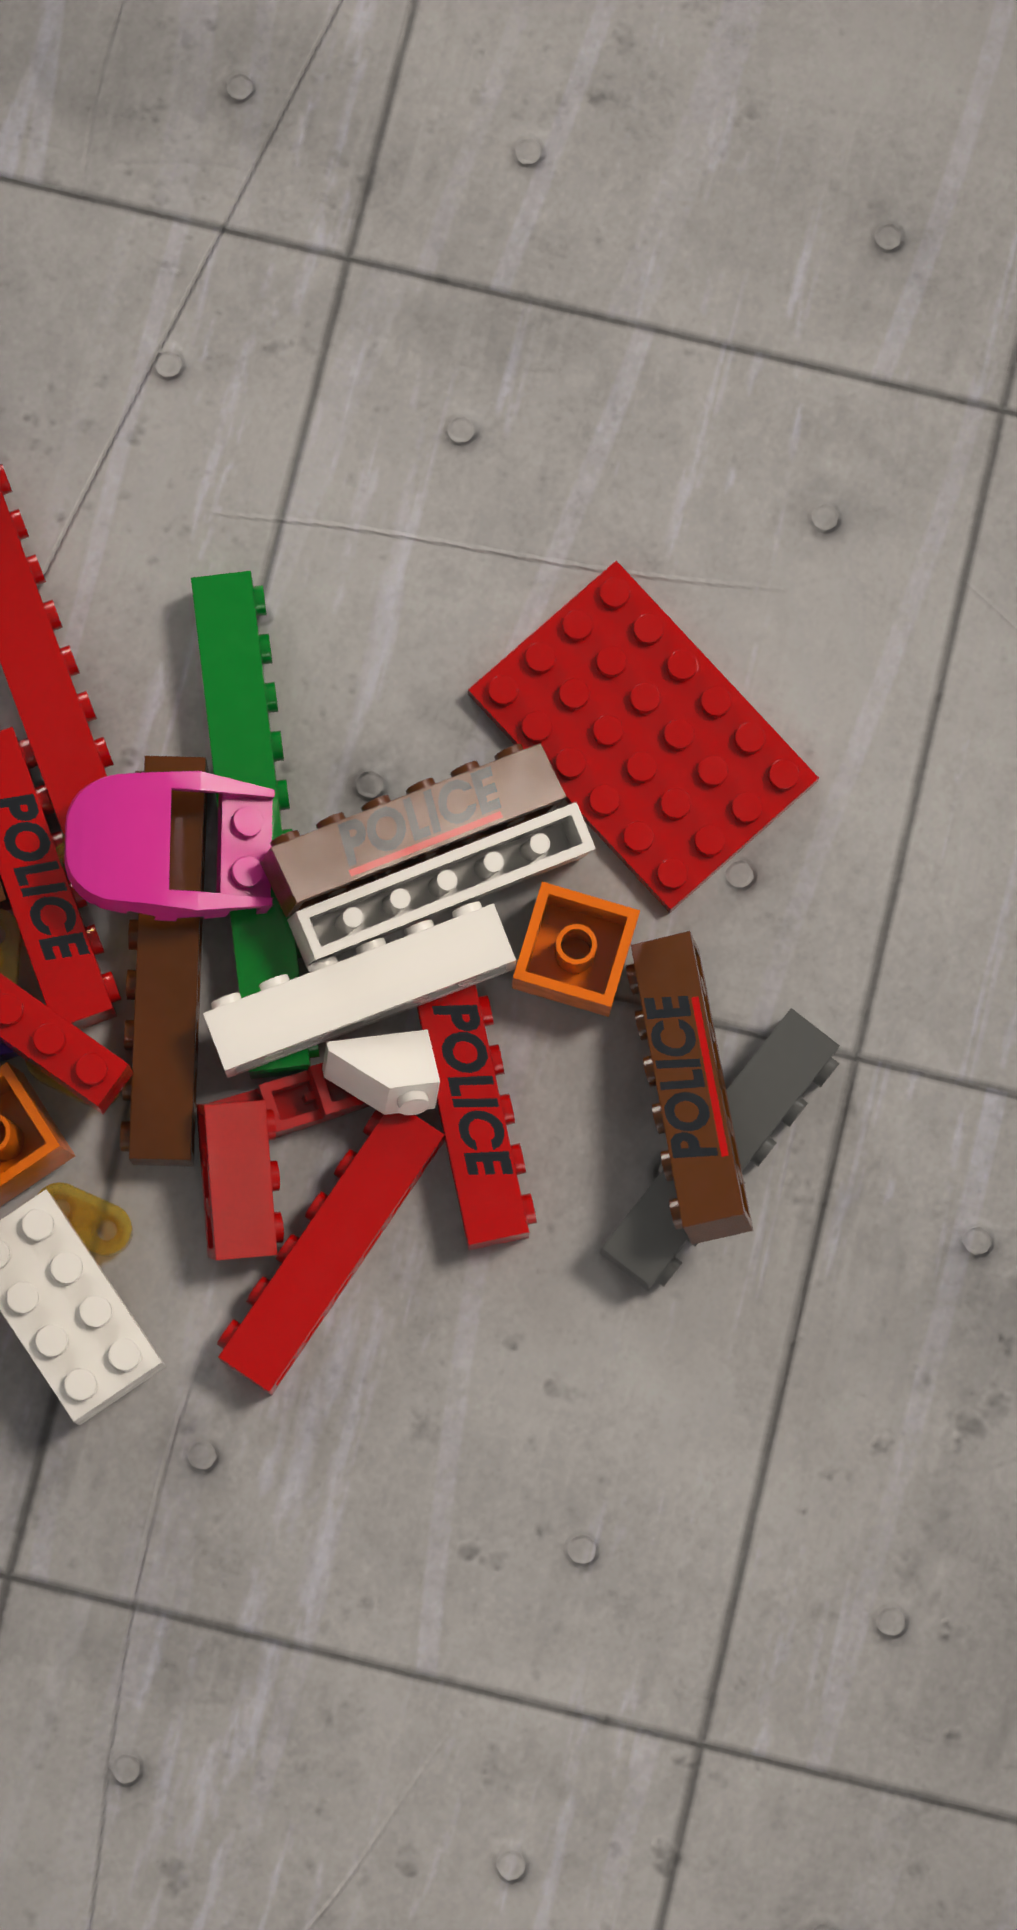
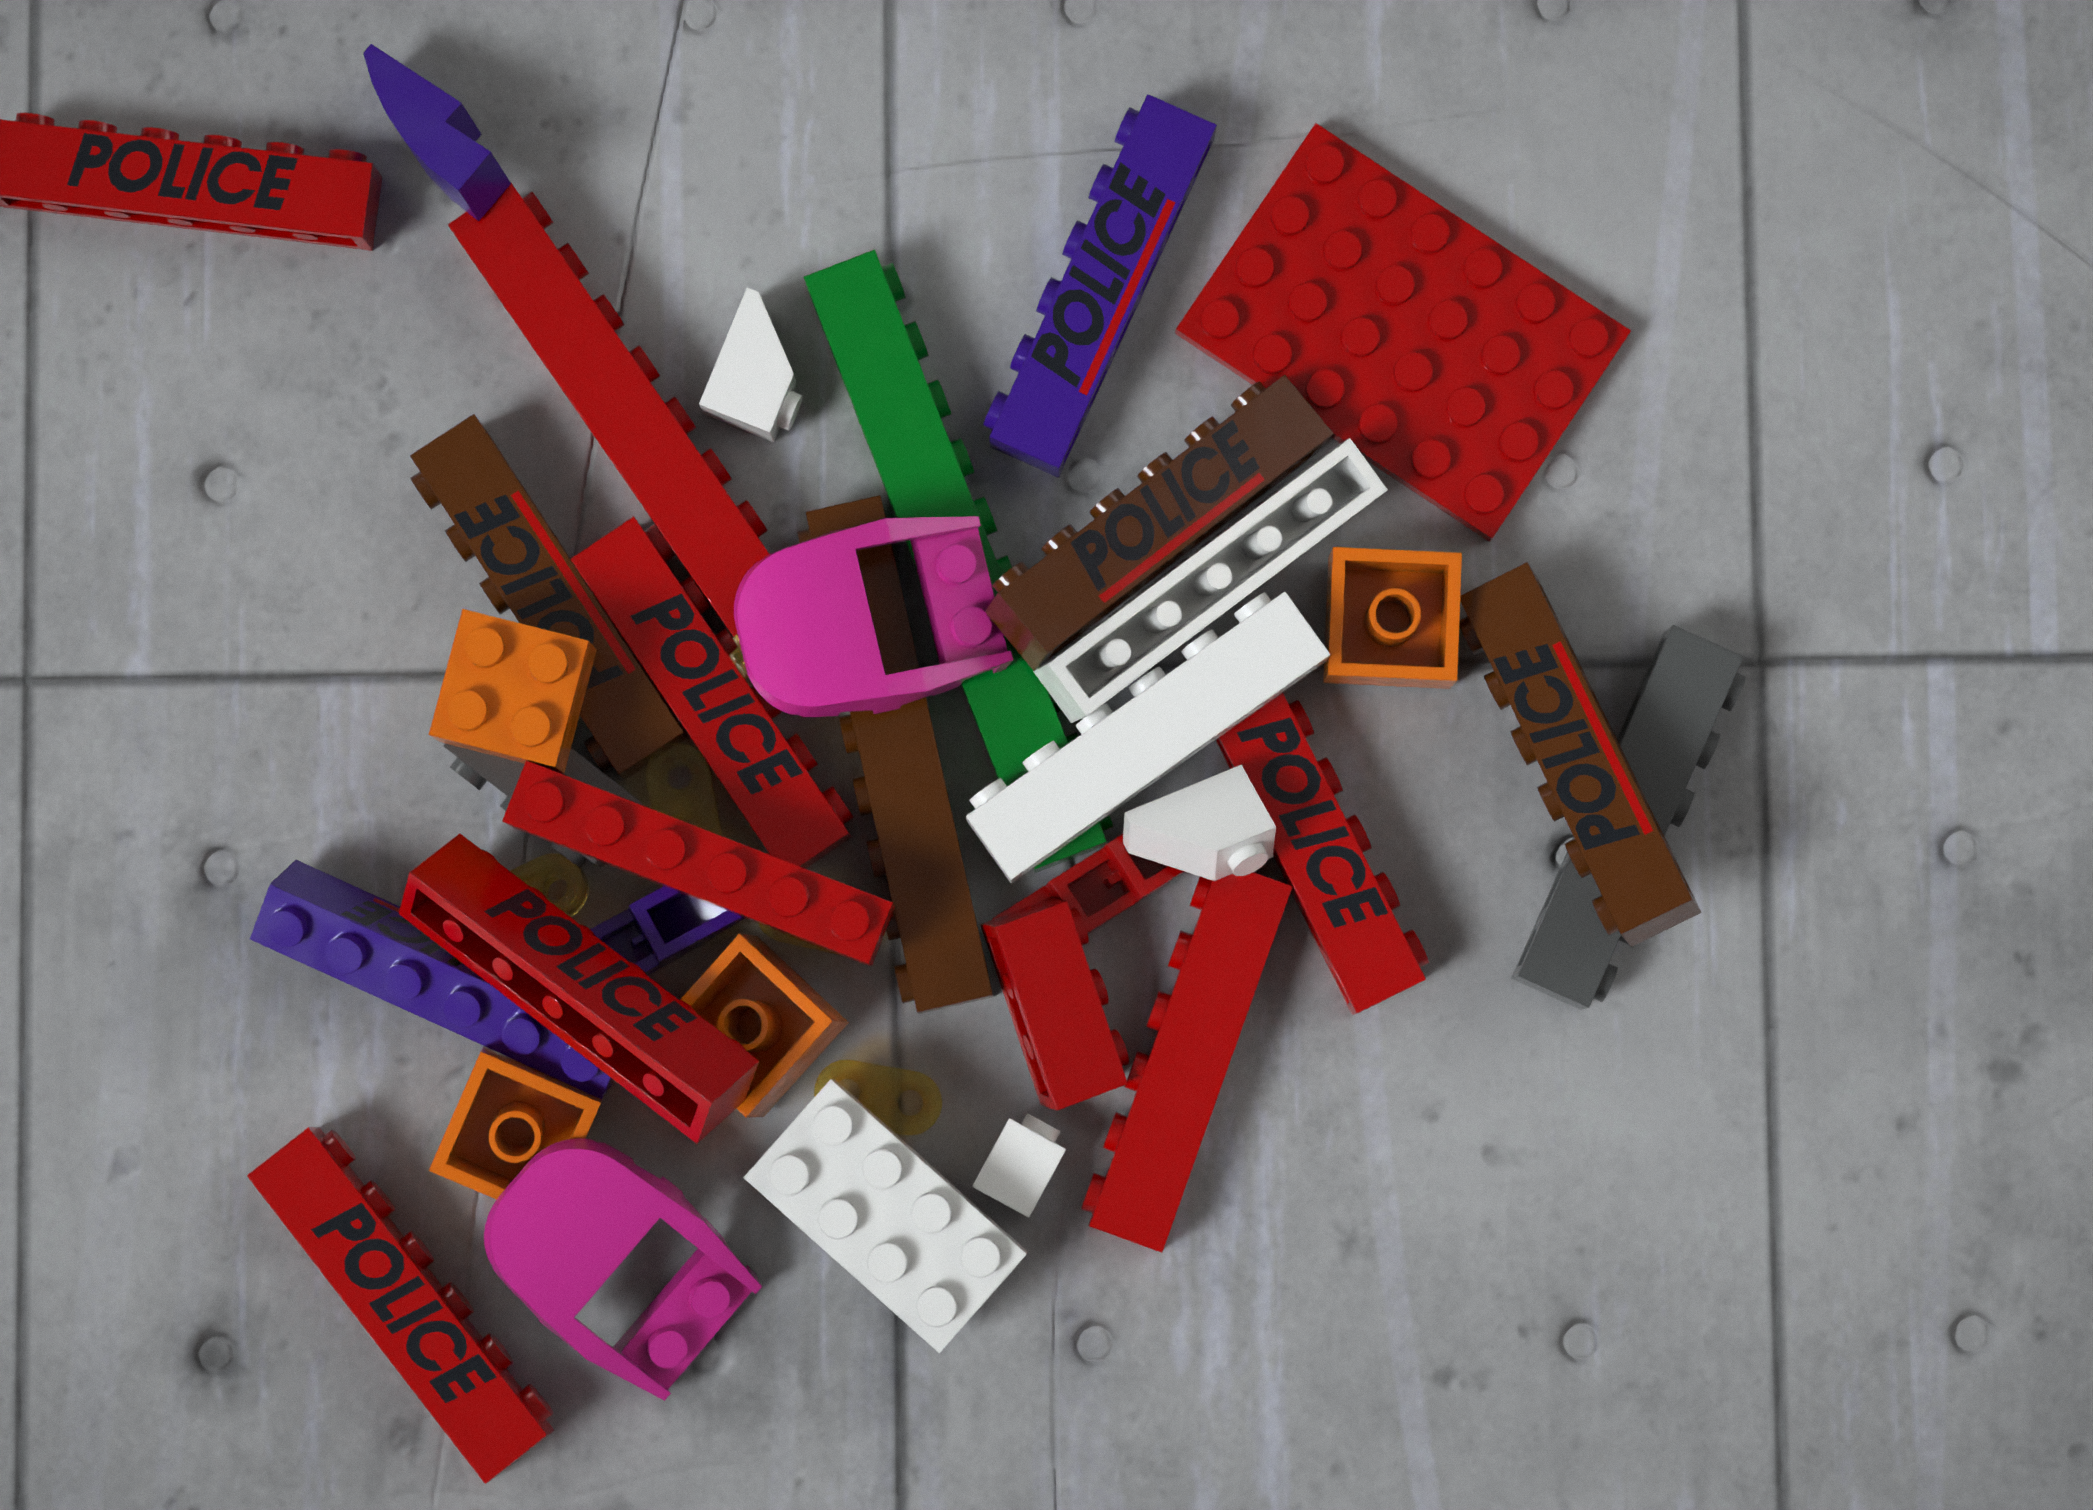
camera: 10 degrees left, 5 degrees up
(132, 644) = (752, 377): none -> white slope
(179, 1298) = (1021, 1164): none -> white brick
(418, 642) = (1101, 286): none -> dark purple brick

